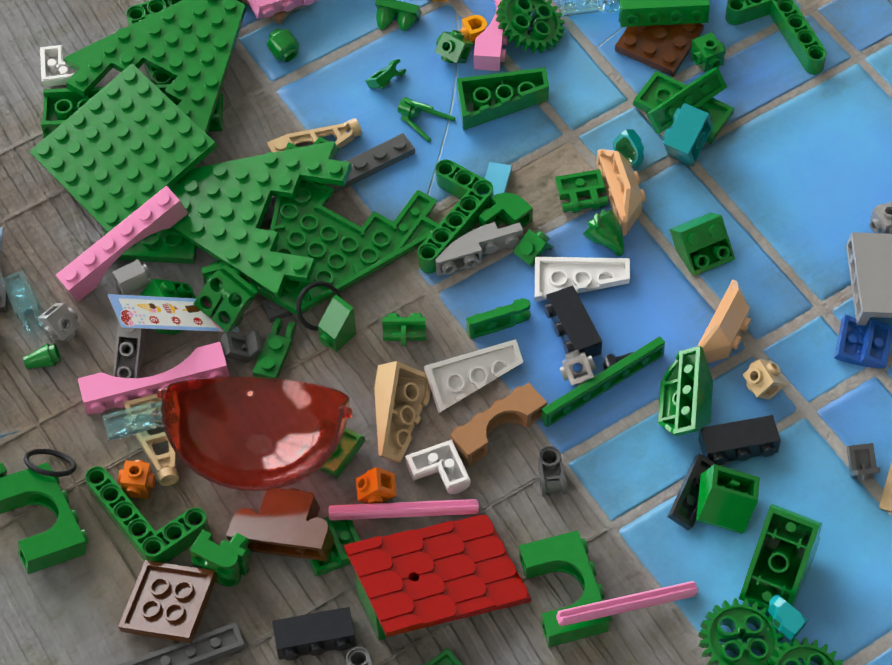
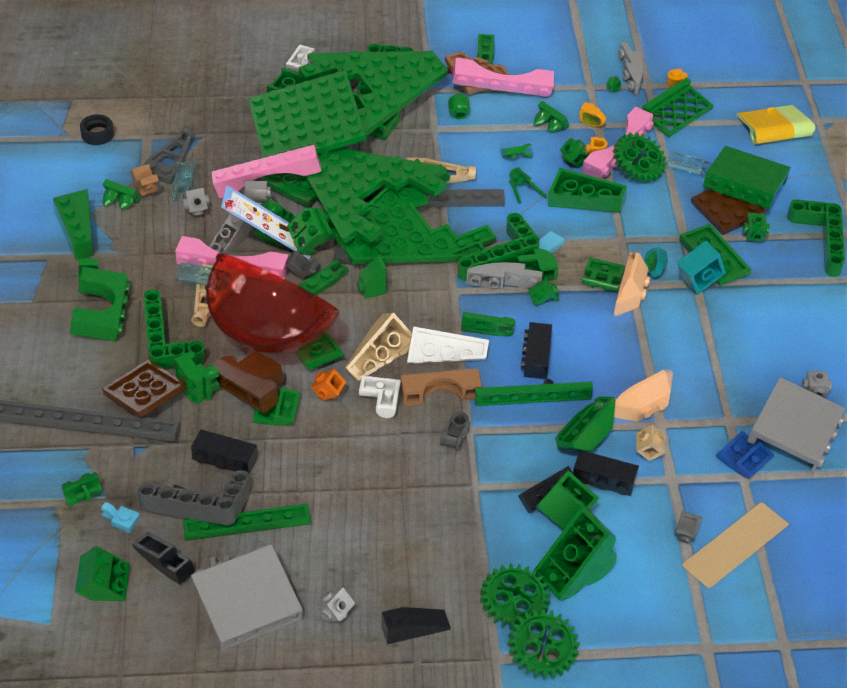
camera: 25 degrees right, 10 degrees down
(43, 357) = (172, 217): green cone -> none
(46, 472) = (134, 272): black tyre -> none
(137, 479) = (177, 311): orange brick -> none
(301, 295) = (366, 246): black tyre -> none
(403, 509) = (338, 407): bright pink axle -> none
(404, 328) = (418, 302): green hips -> none
(434, 575) = (326, 451): red piece -> none
(568, 555) = (416, 528): green arch -> none
(581, 376) = (514, 371): light grey brick -> none
(582, 273) = (565, 323): white wing -> none
(606, 231) = (601, 302): green hat -> none
(626, 603) = (448, 532): bright pink axle -> none
(693, 94) = (724, 246): green plate -> none
(703, 243) = (667, 342): green slope -> none
(786, 617) = (555, 595): teal rock -> none

